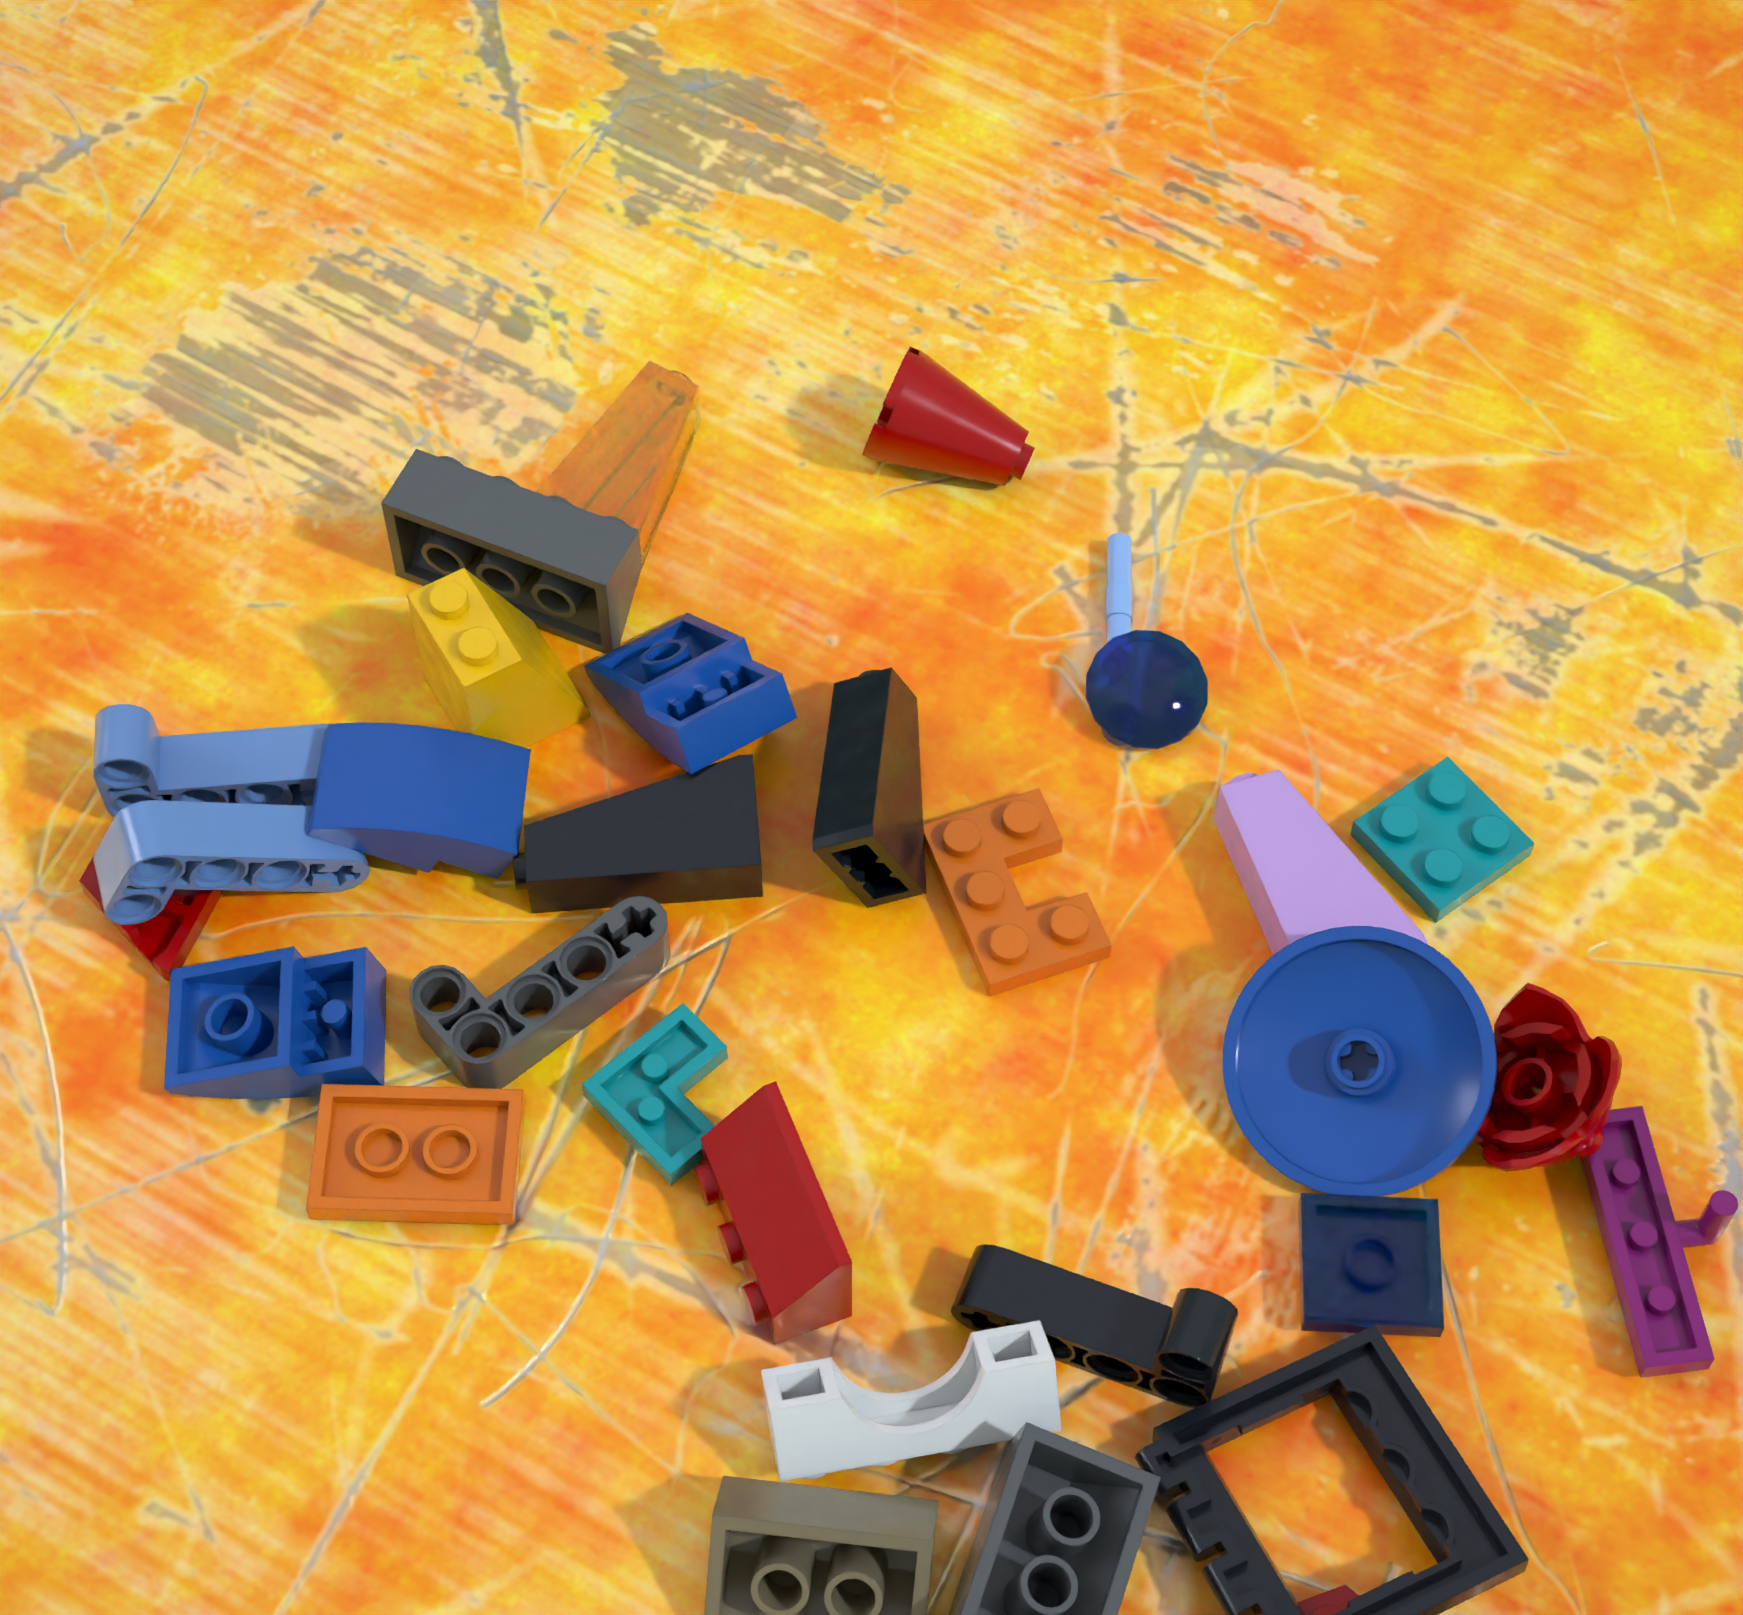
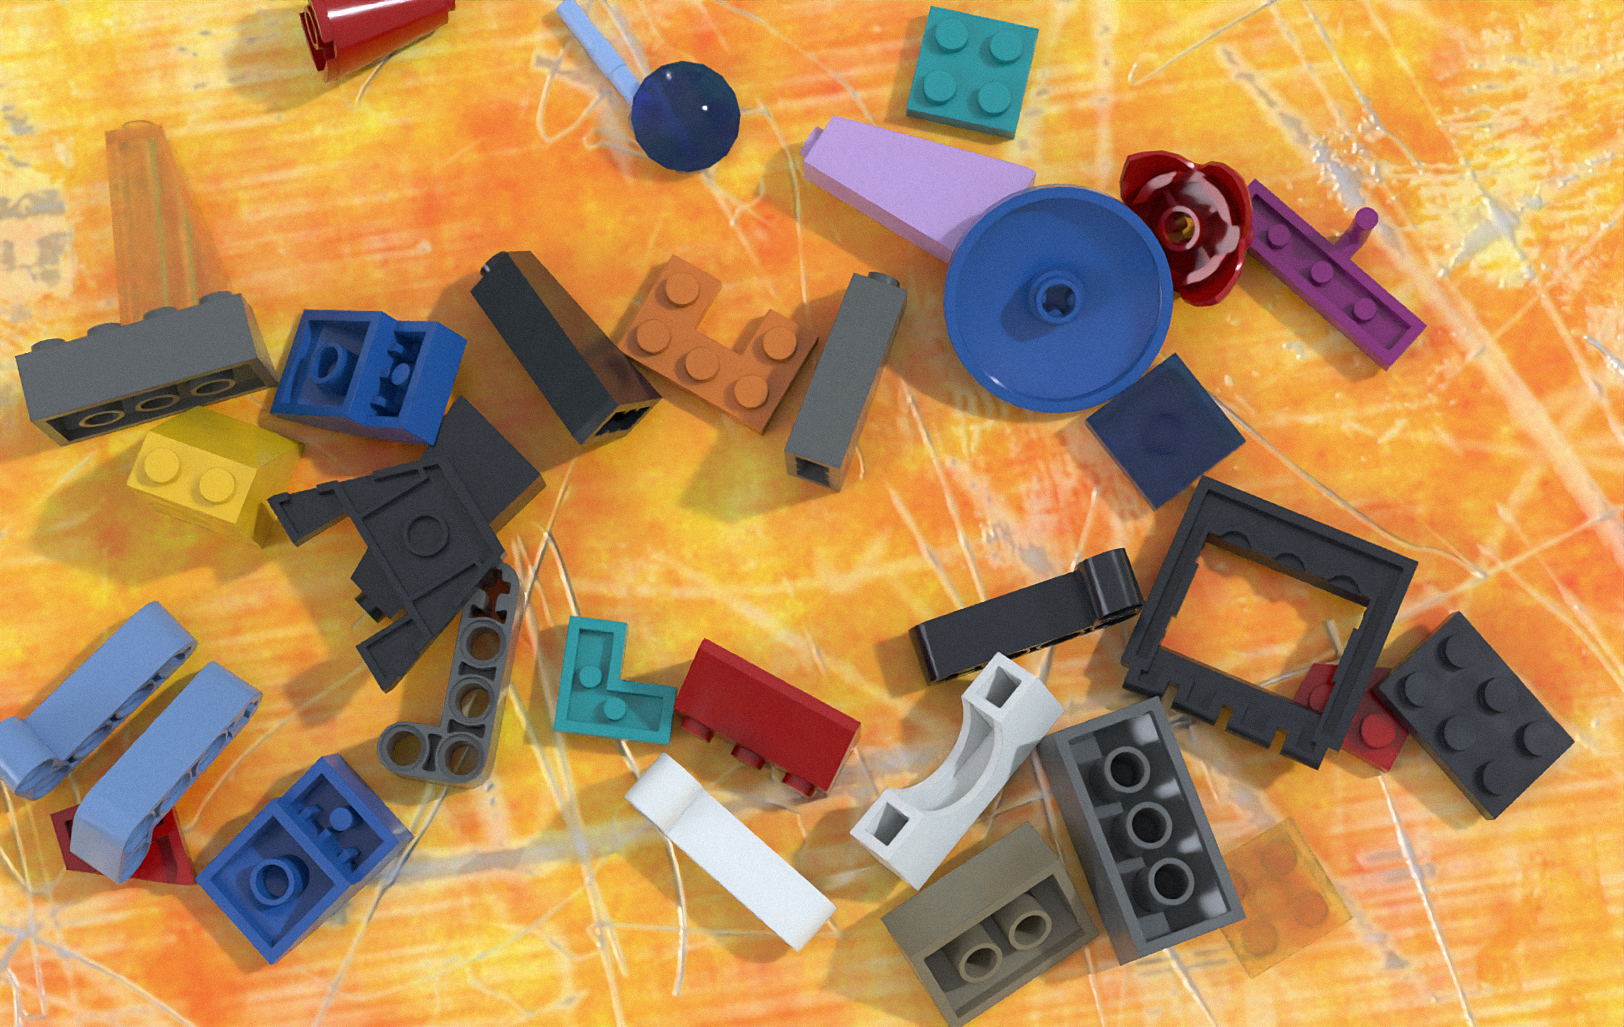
camera: 35 degrees left, 20 degrees up
(416, 1154) = (483, 867): orange plate -> none
(420, 795) = (251, 614): blue slope -> none
(611, 837) = (423, 538): none -> black wing
(638, 1305) = (730, 852): none -> white beam
(1096, 994) = (845, 381): none -> dark grey slope

